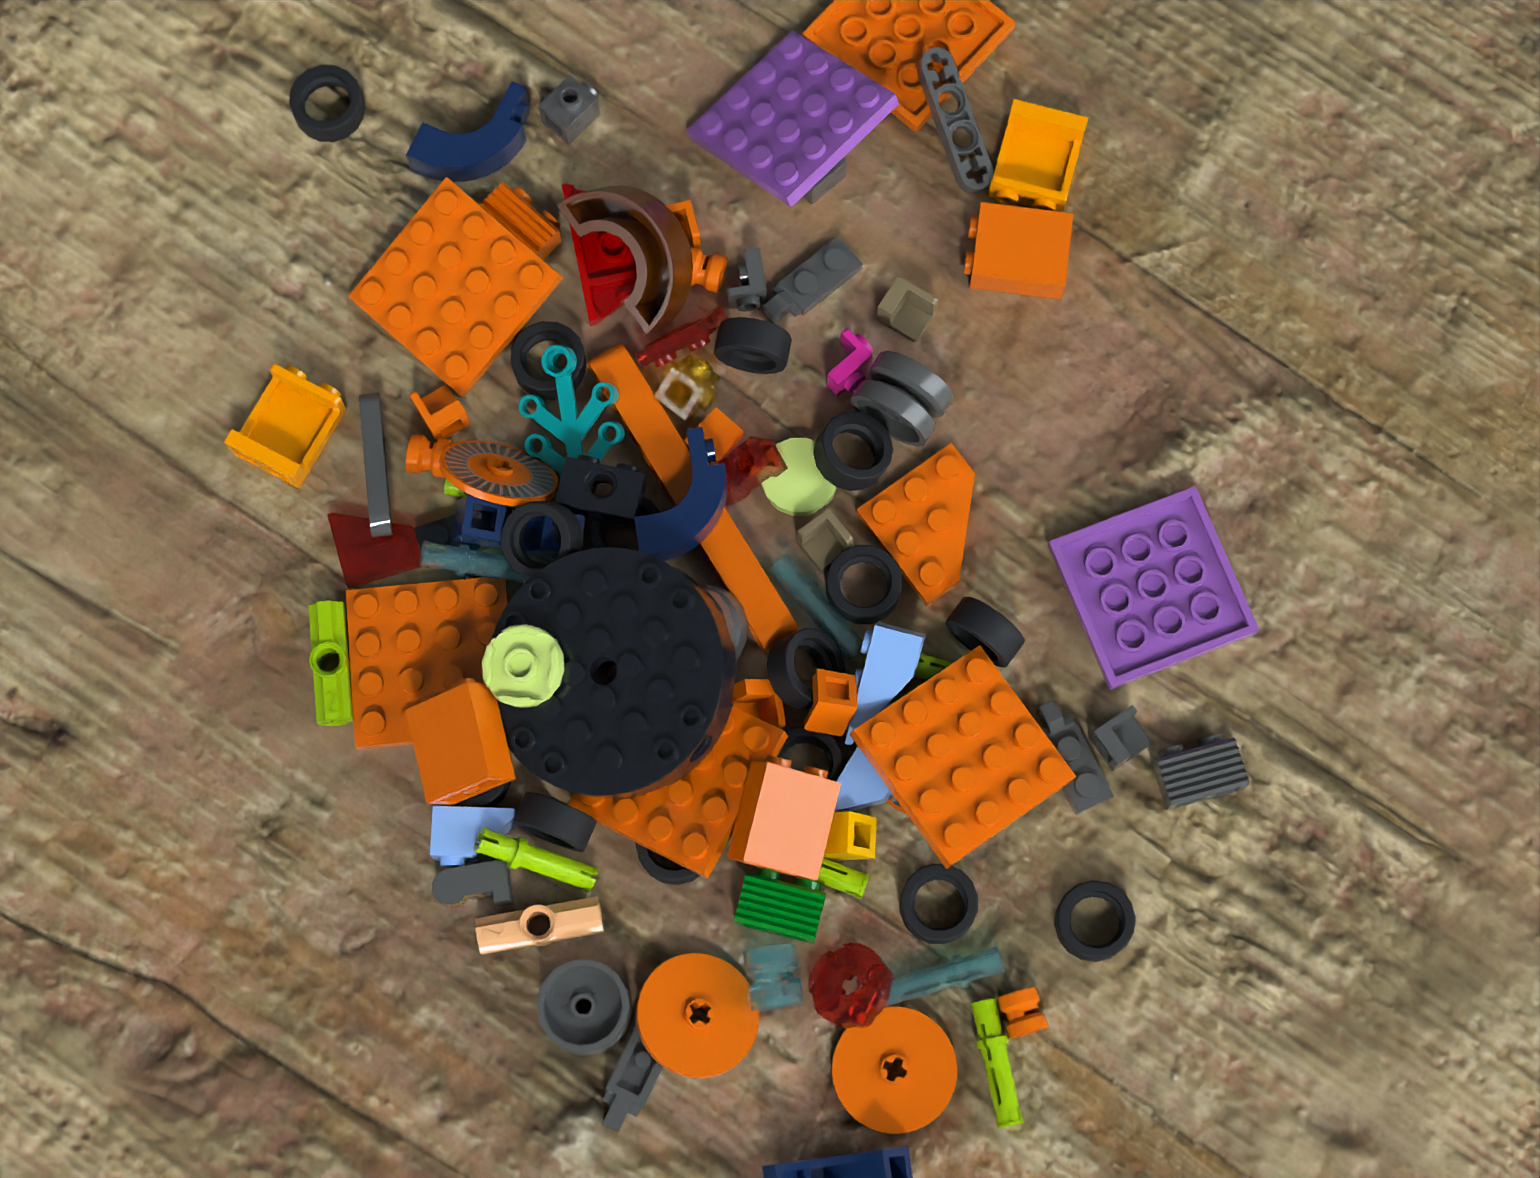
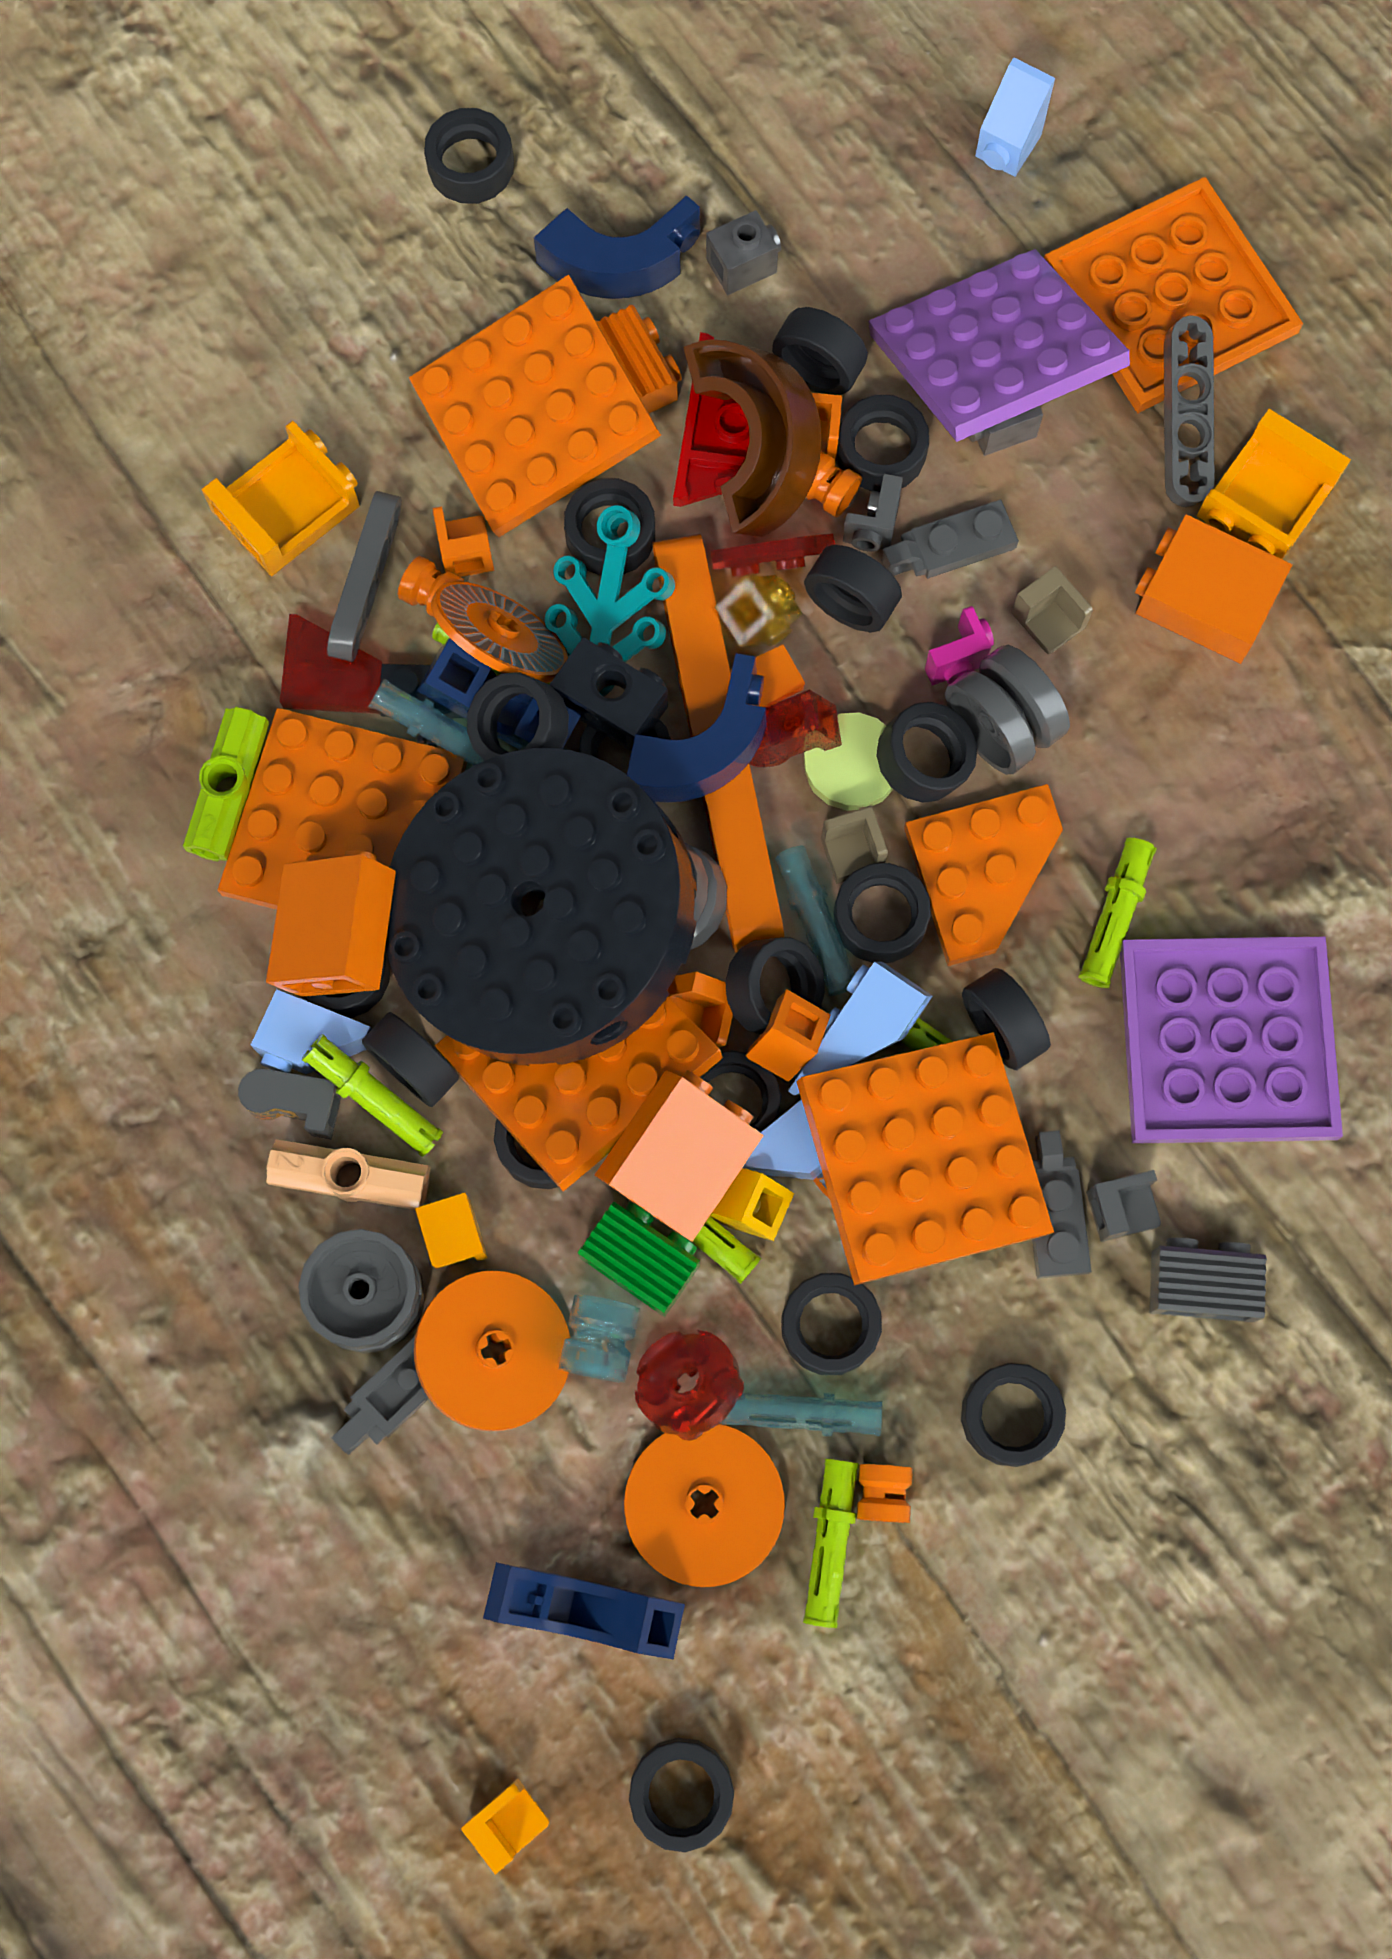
camera: 20 degrees right, 0 degrees up
(523, 666) = (436, 860): yellowish green tile -> none
(633, 938) = (451, 1231): none -> light orange panel
(660, 169) = (821, 350): none -> black tyre
(732, 195) = (883, 410): none -> black tyre
(1037, 506) = (1113, 924): none -> lime pin

